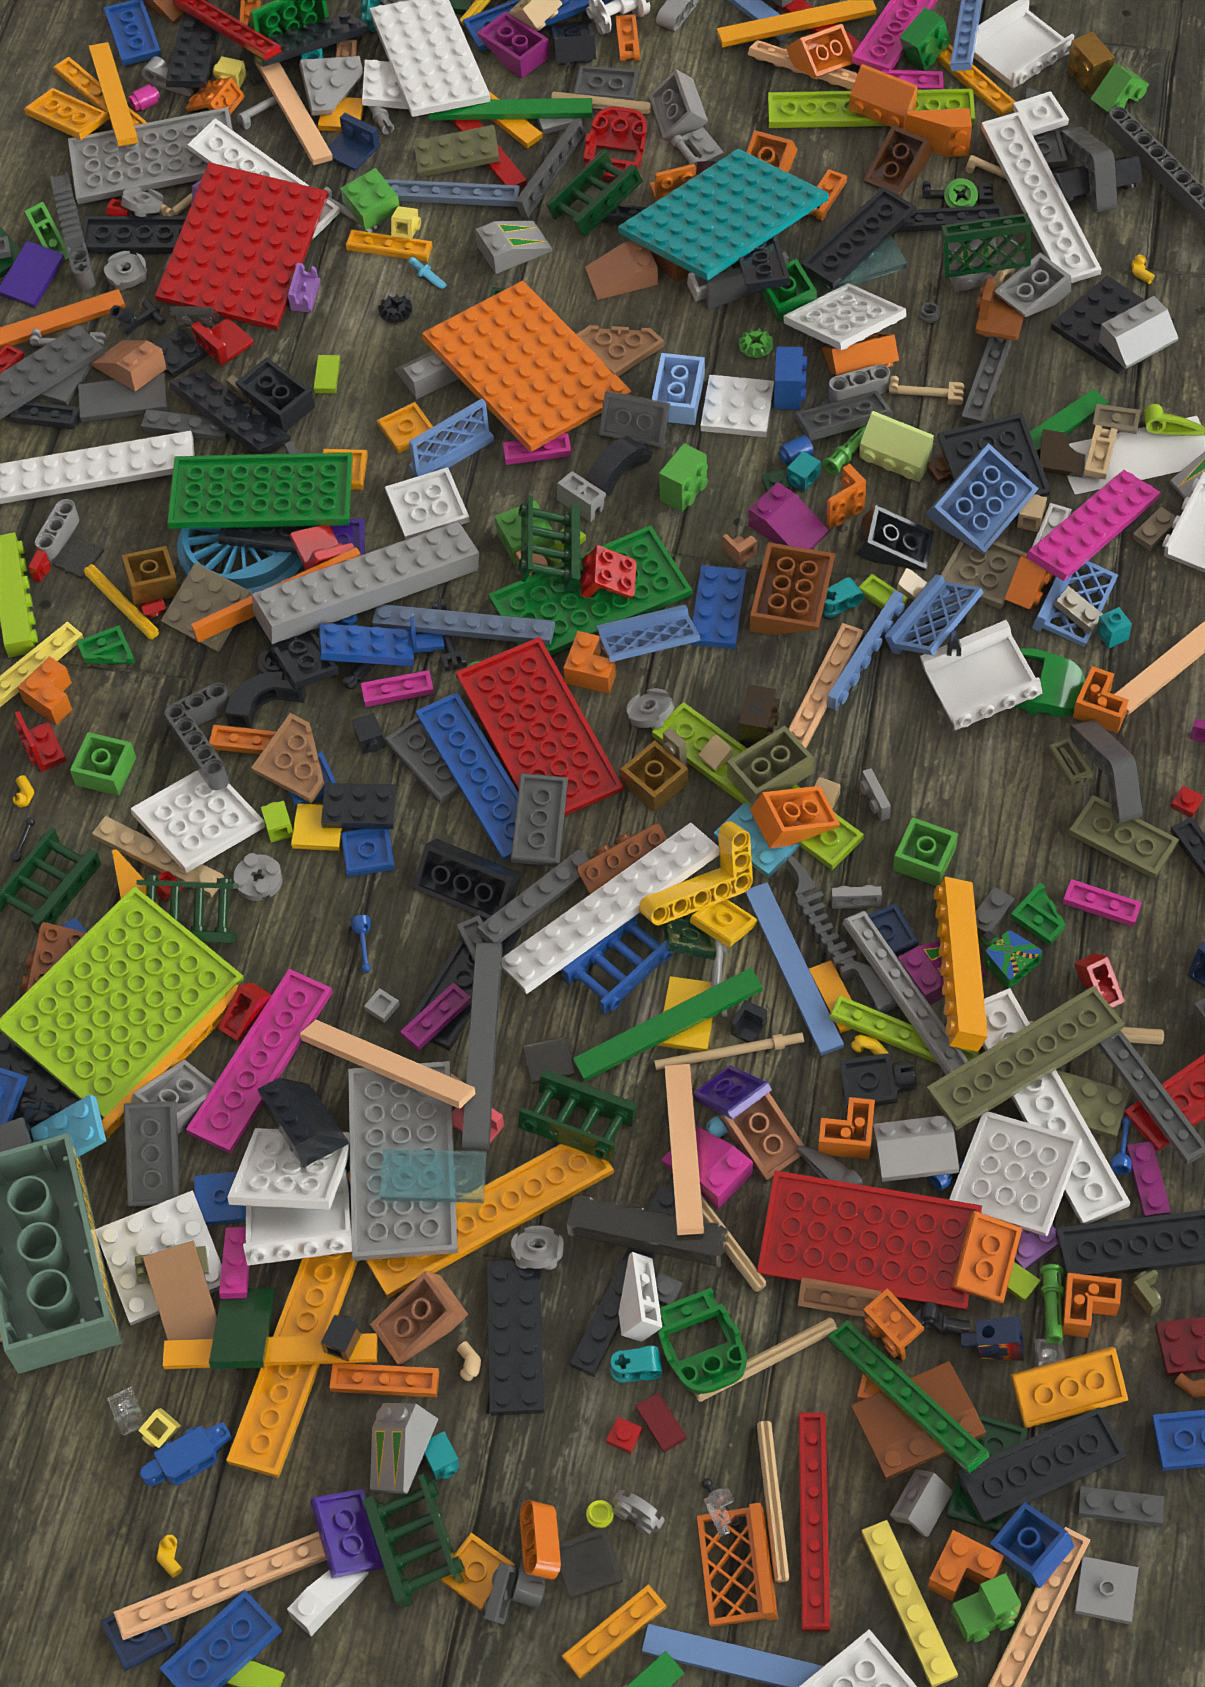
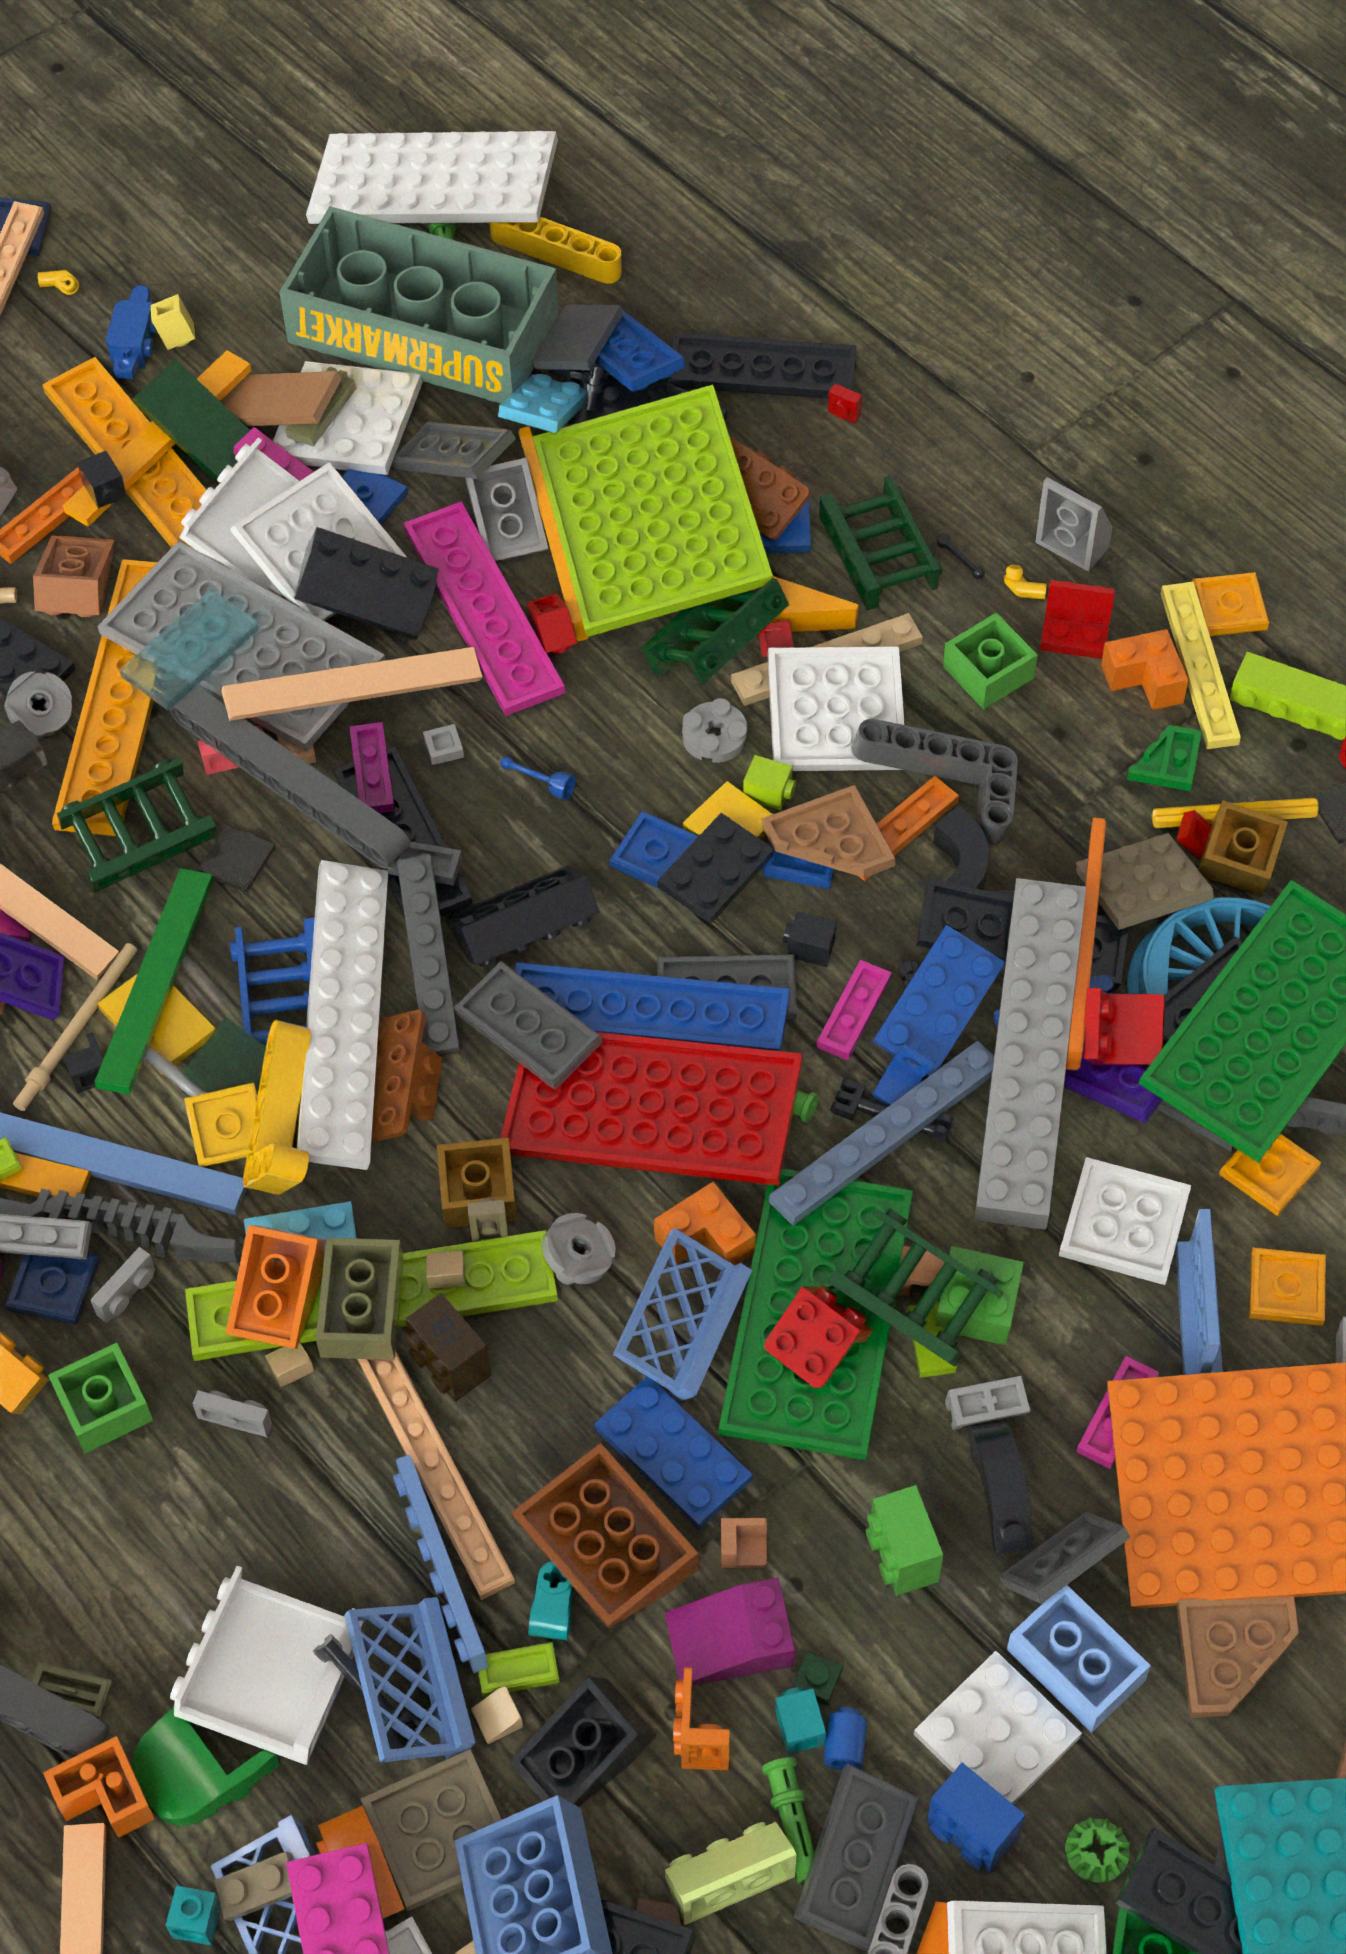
camera: 125 degrees right, 0 degrees up
(126, 1411) = (222, 314): clear bracket -> none

